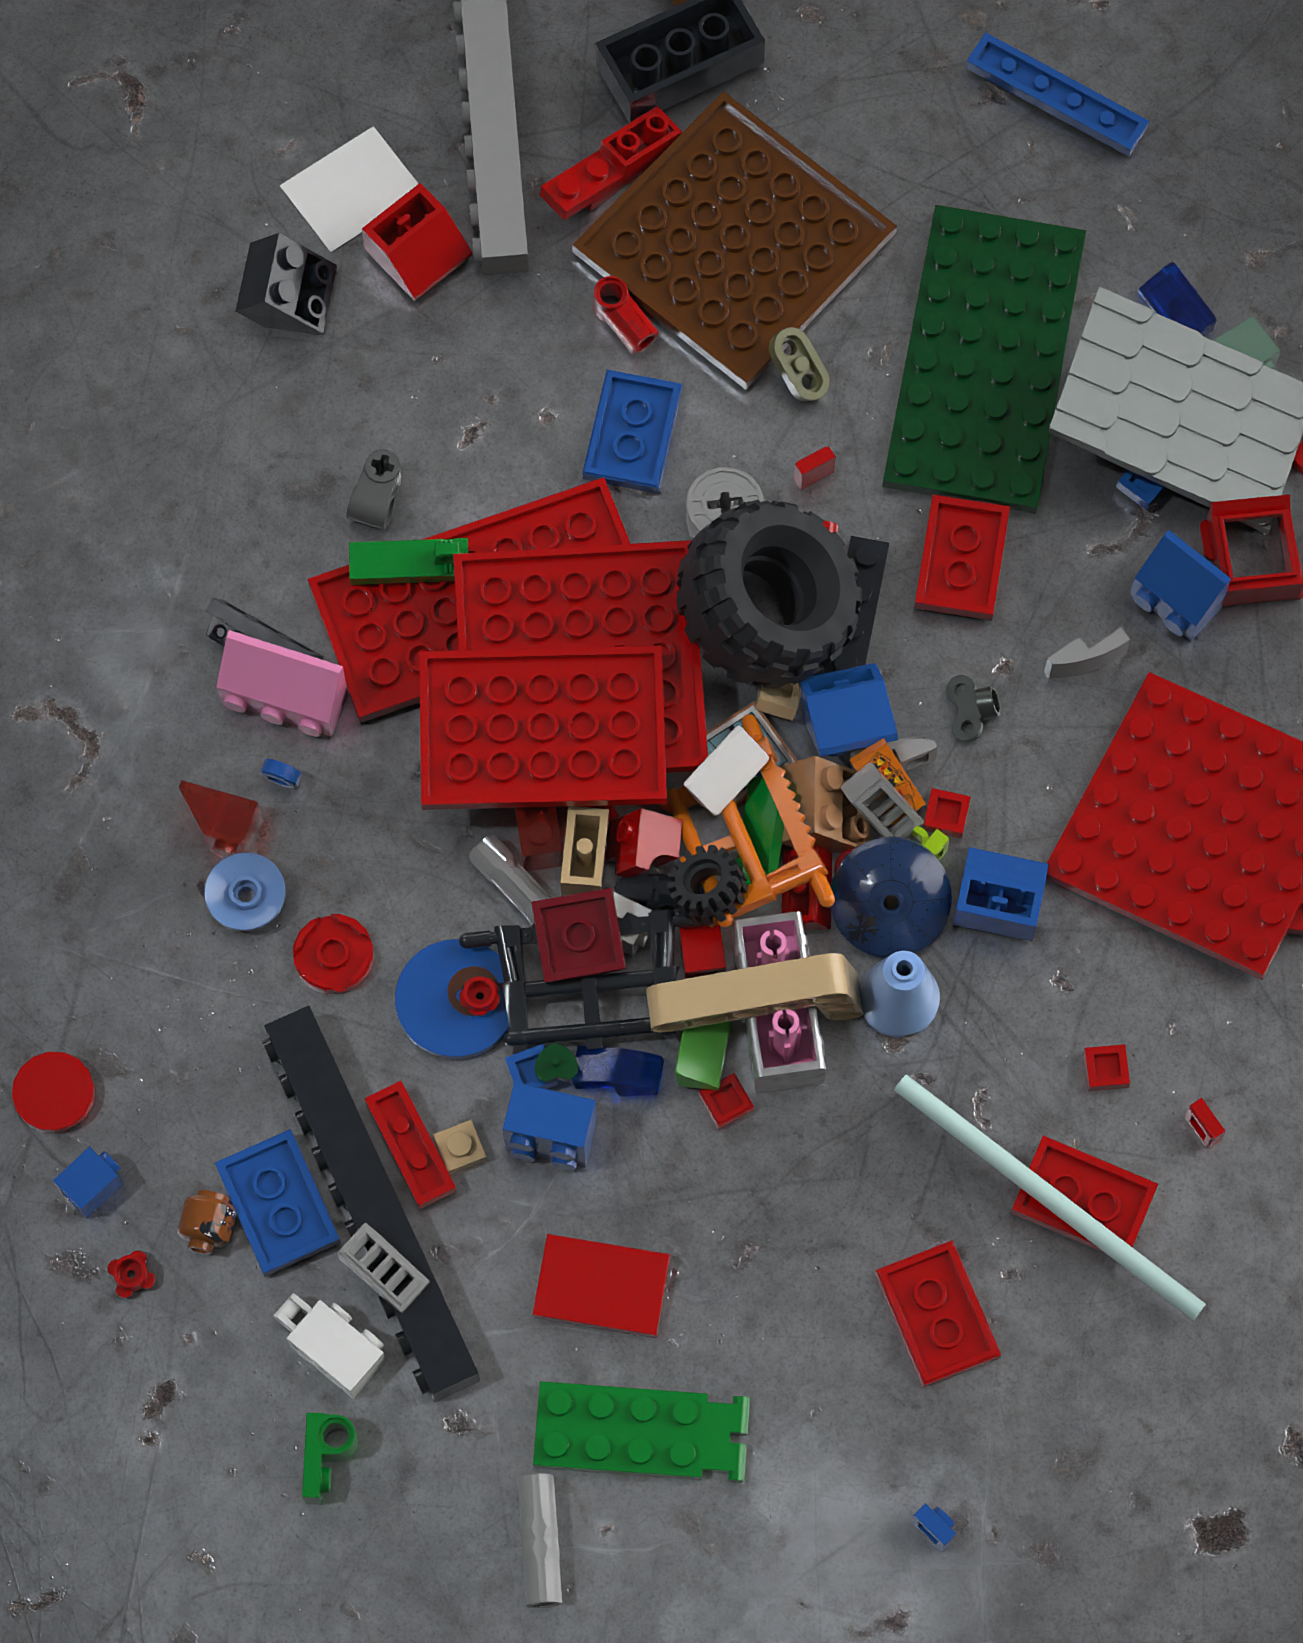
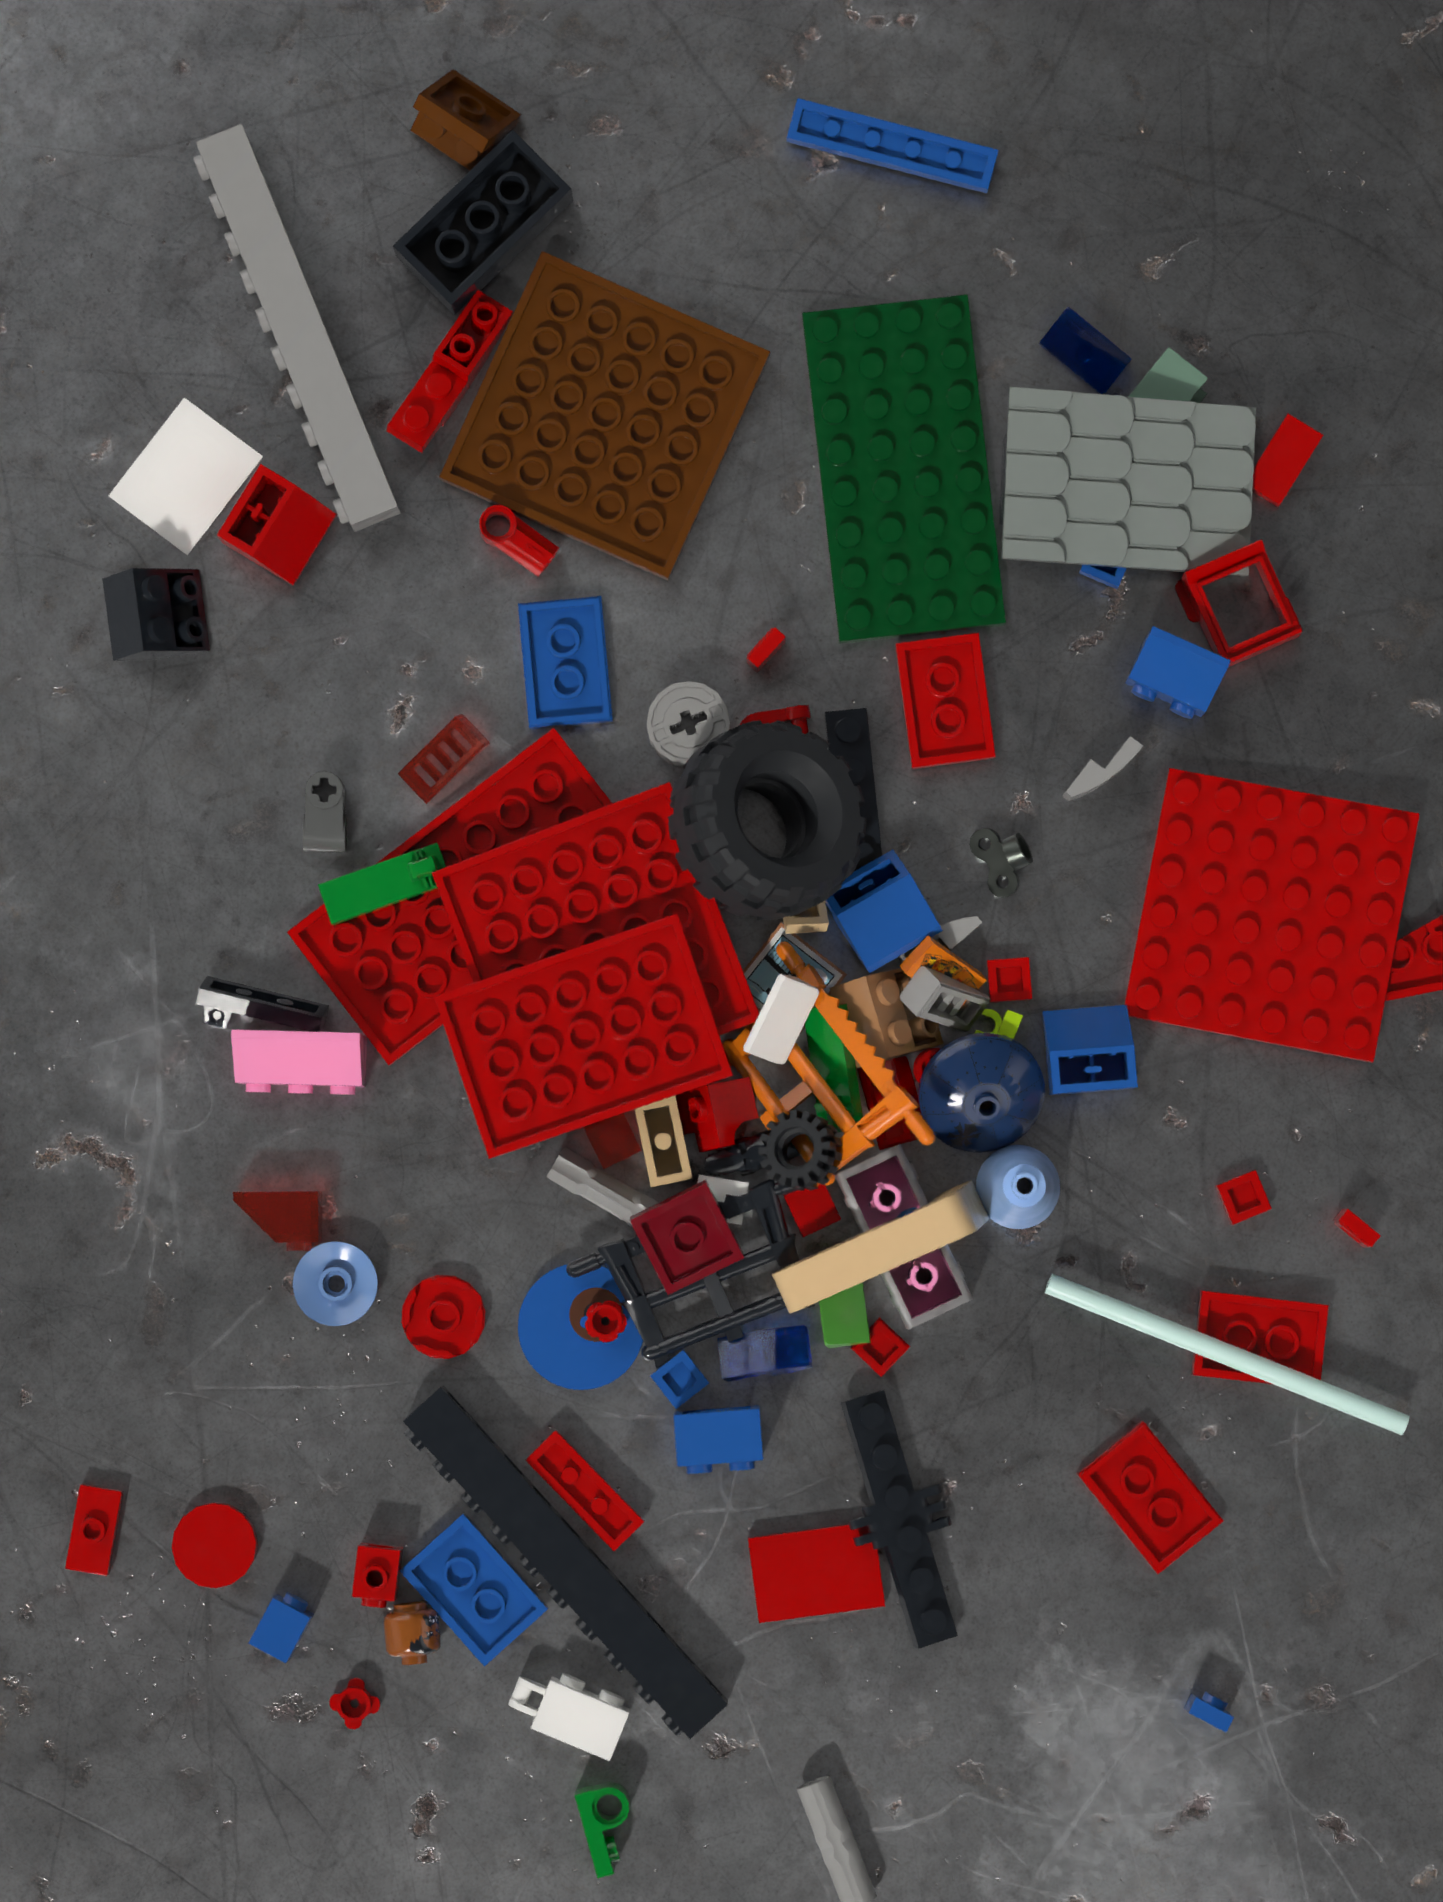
camera: 15 degrees left, 15 degrees up
(193, 1159) = (377, 1574): none -> red brick
(280, 773) = (329, 1147): blue tile -> none
(355, 1244) = (576, 1607): light grey slope -> none
(460, 1147) = (633, 1475): tan plate -> none
(503, 490) = (469, 732): none -> clear red slope
(556, 1063) = (703, 1367): dark green piece -> none
(639, 1432) = (897, 1704): green hinge -> none
(695, 1259) = (899, 1519): none -> black hinge
(800, 363) = (714, 540): olive plate -> none

